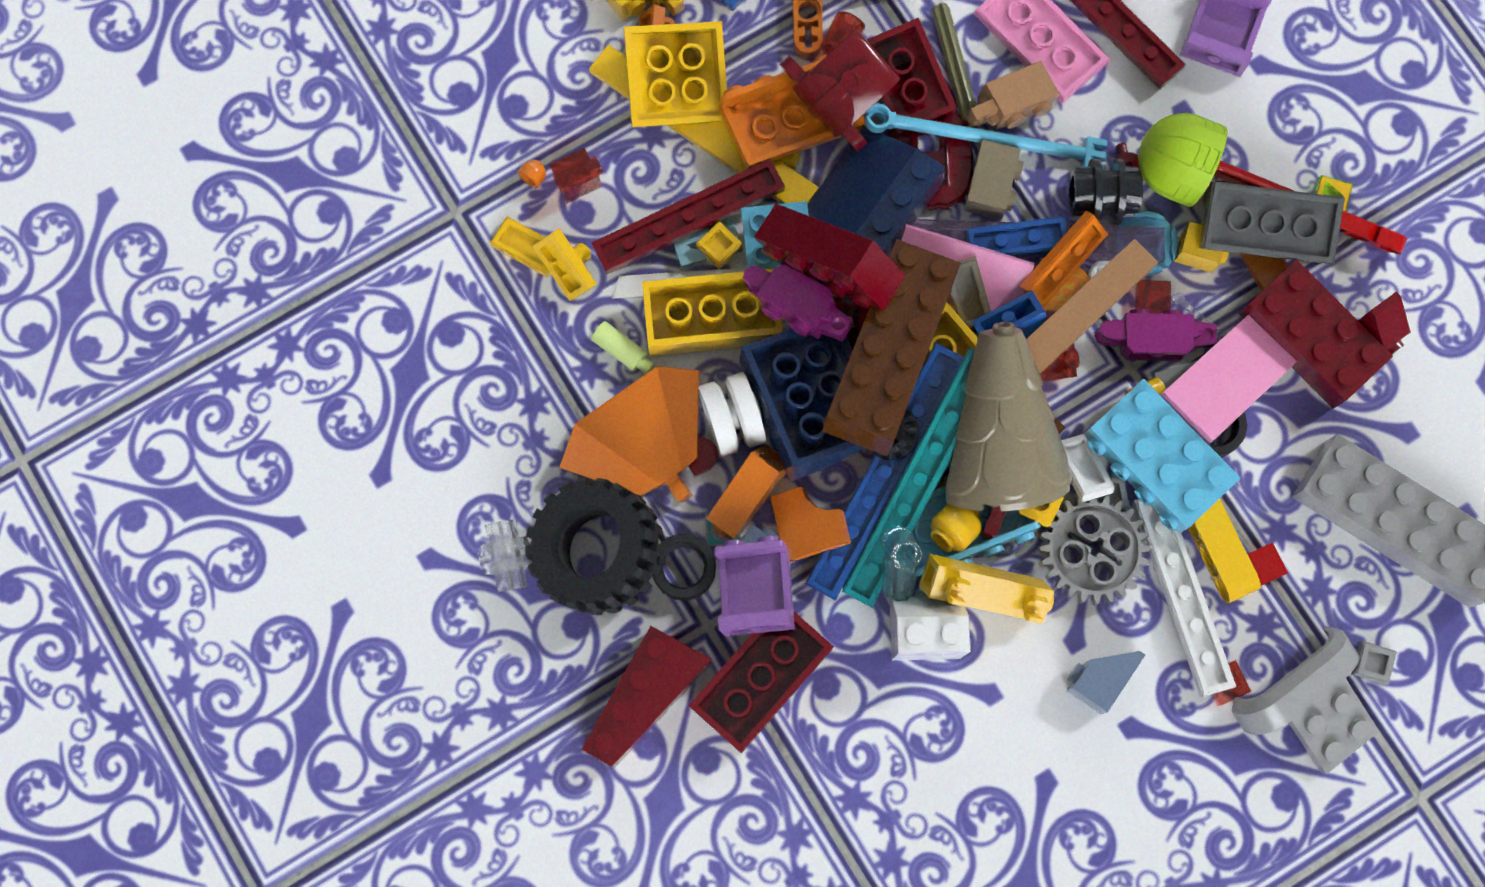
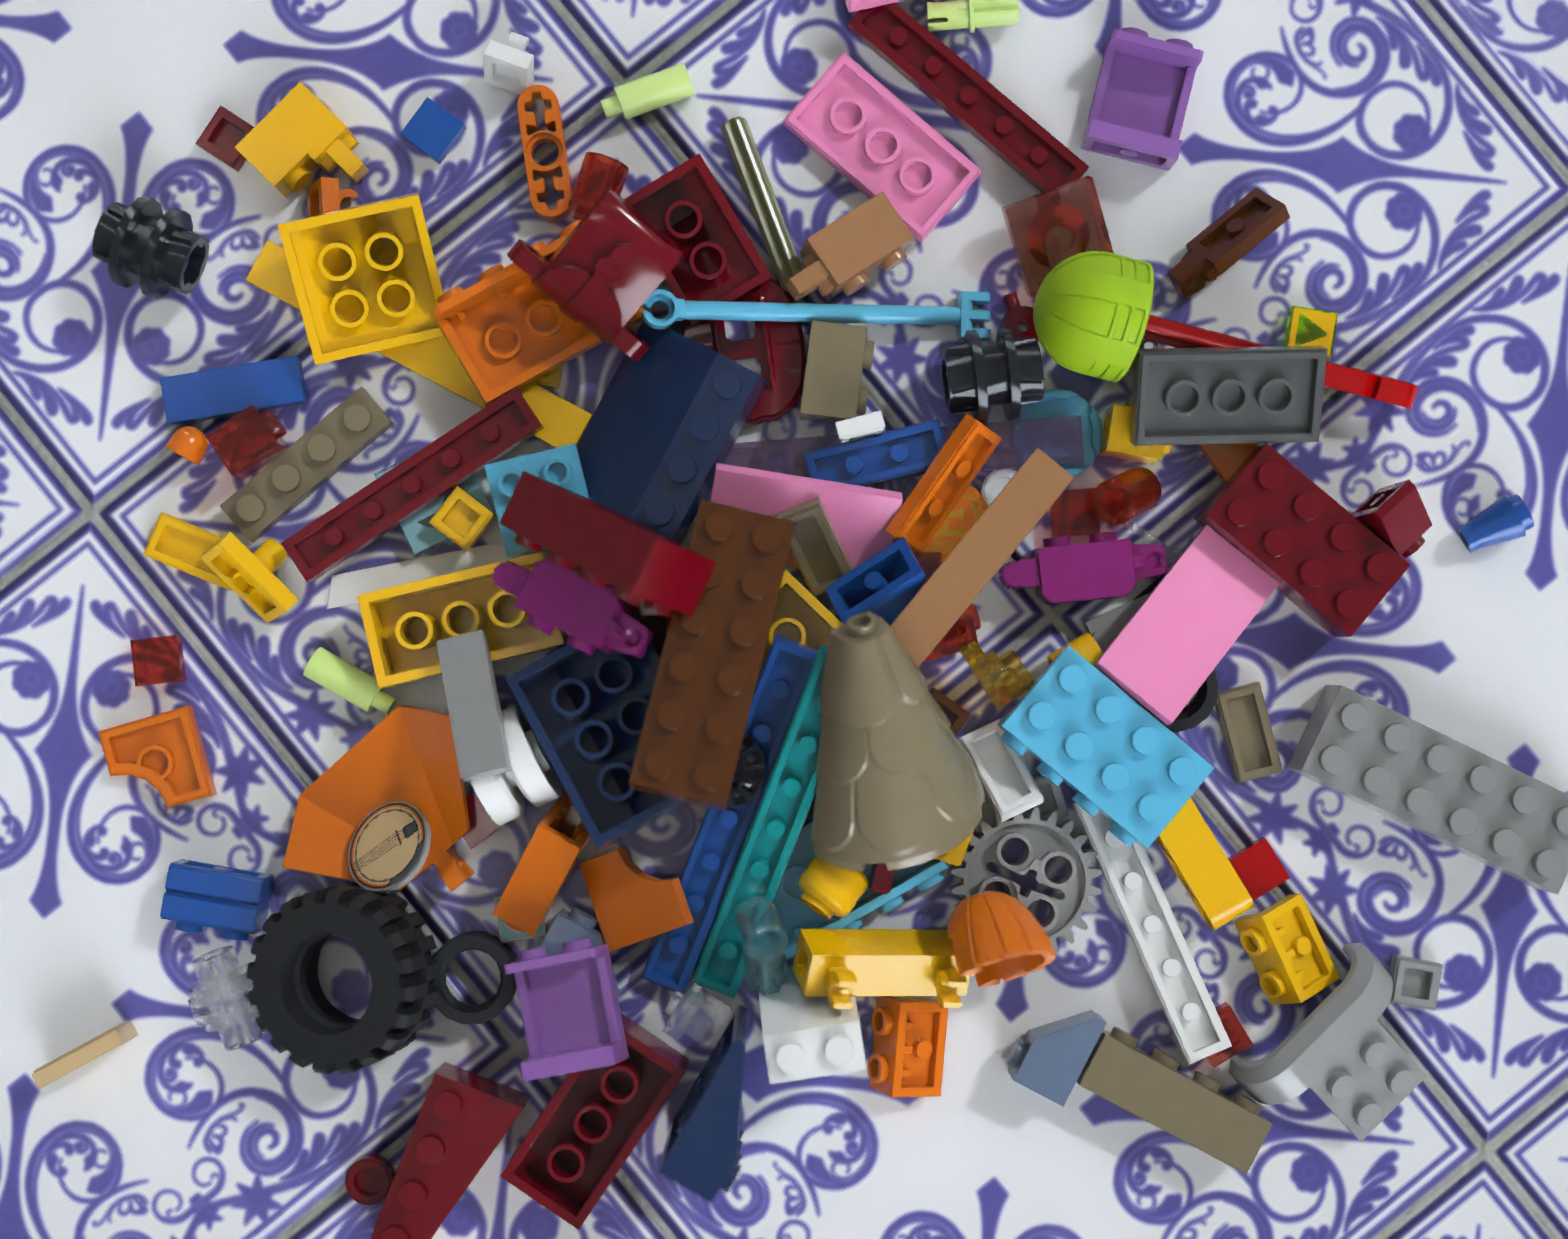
camera: 15 degrees left, 10 degrees up
(394, 584) = (84, 1054): none -> tan tile
(482, 381) = (164, 753): none -> orange tile
(488, 317) = (158, 660): none -> clear red tile
(507, 486) = (216, 898): none -> blue brick
(528, 35) = (150, 247): none -> black piece
(561, 140) = (233, 389): none -> blue tile
(586, 706) = (369, 1179): none -> dark red tile
(614, 197) = (307, 464): none -> dark tan plate
(639, 460) = (389, 847): none -> piece
(717, 362) = (473, 705): none -> light grey tile
(843, 614) = (696, 1015): none -> clear bracket
(855, 674) = (706, 1130): none -> dark blue slope
(996, 658) = (908, 1047): none -> orange bracket
(1009, 213) = (860, 427): none -> white tile
(1075, 578) = (997, 938): none -> orange hair
(1086, 400) = (1000, 677): none -> clear yellow bracket
(1156, 98) = (1054, 228): none -> clear red tile
(1188, 722) = (1174, 1100): none -> dark tan brick
(1193, 286) = (1127, 495): none -> clear red brick
(1265, 467) = (1247, 732): none -> dark tan tile
(1278, 125) = (1227, 241): none -> reddish brown hinge
(1281, 625) = (1287, 951): none -> yellow bracket
(1458, 341) = (1498, 523): none -> blue cone

